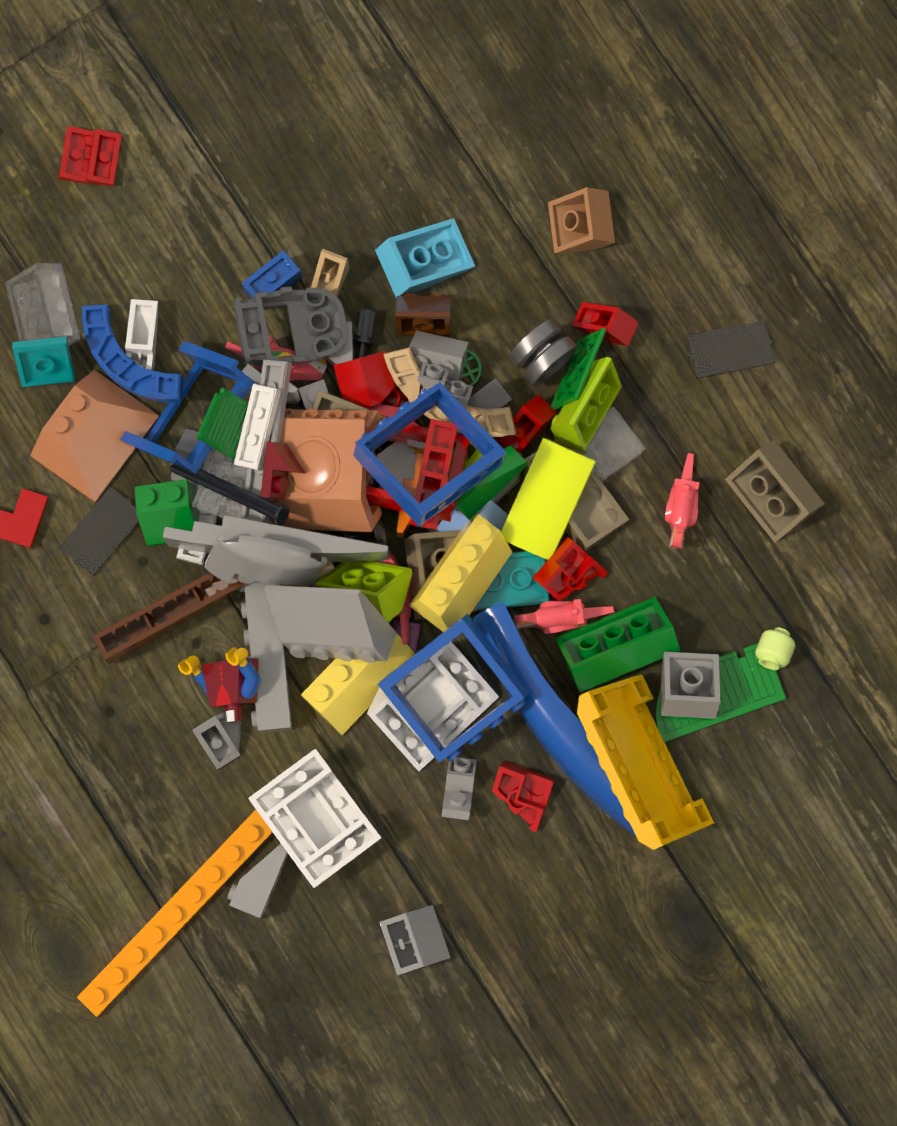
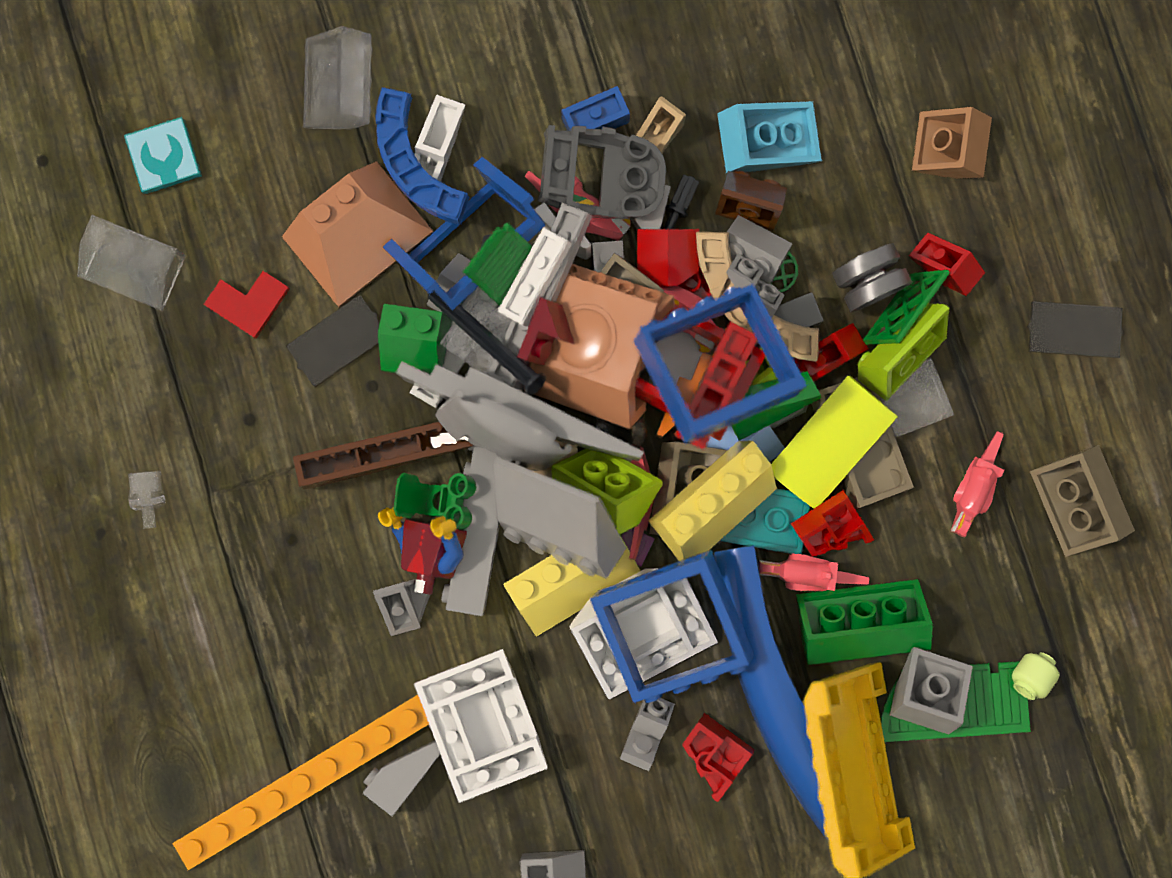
camera: 15 degrees right, 5 degrees up
(43, 361) = (322, 137): teal tile -> none
(209, 644) = (419, 498): none -> green piece

